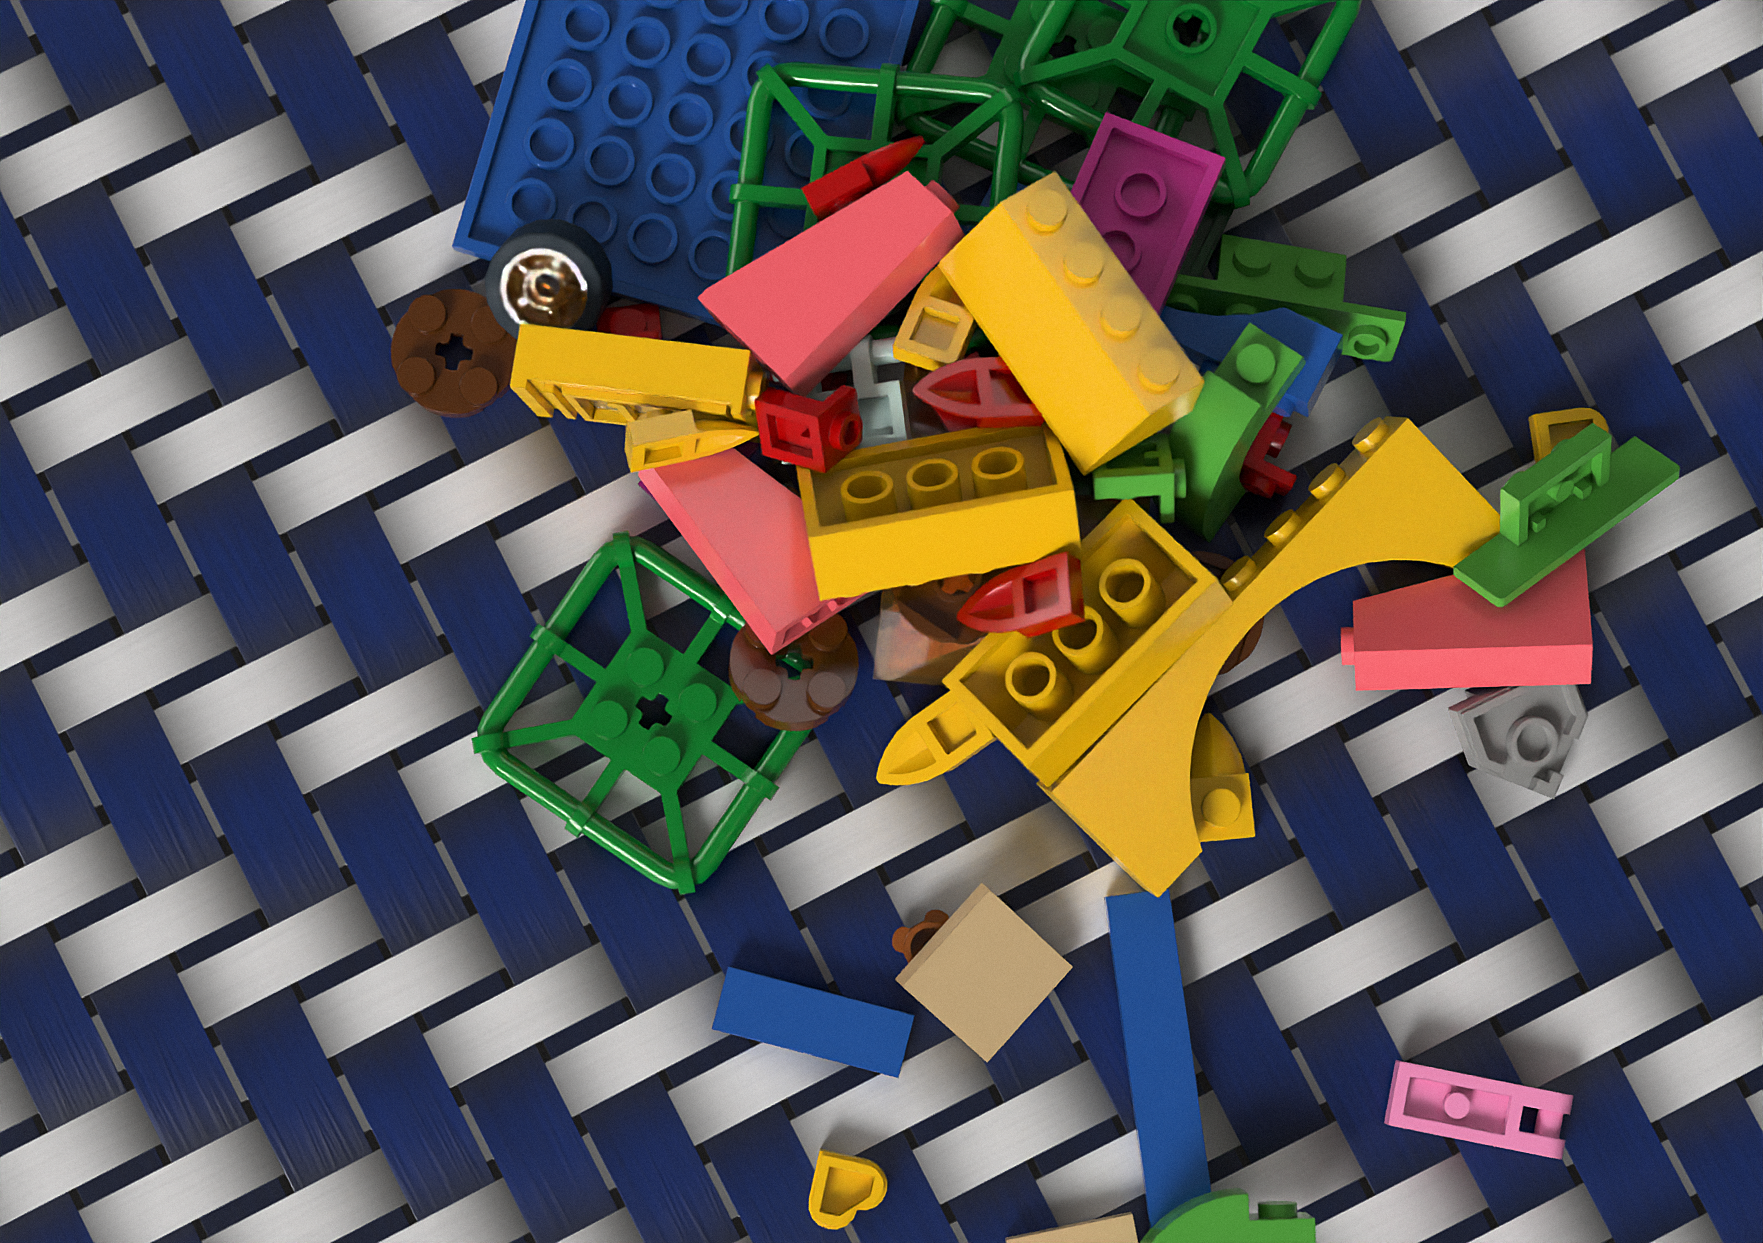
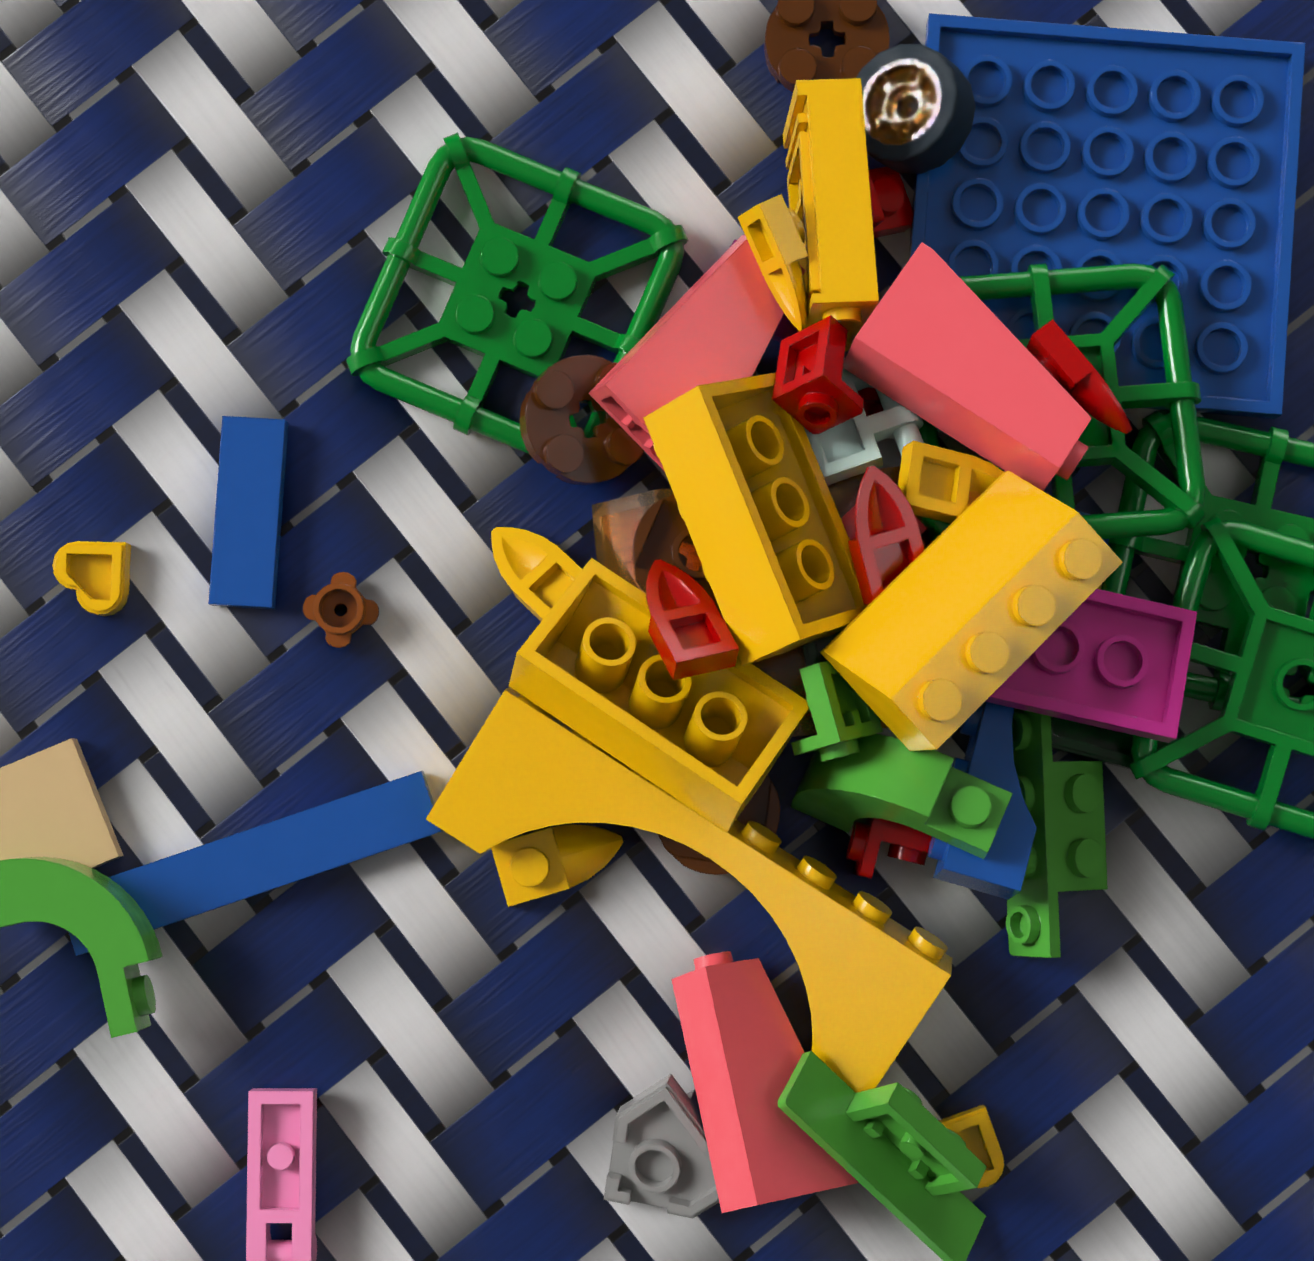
camera: 90 degrees right, 0 degrees up
(983, 972) = (323, 664): tan tile -> none

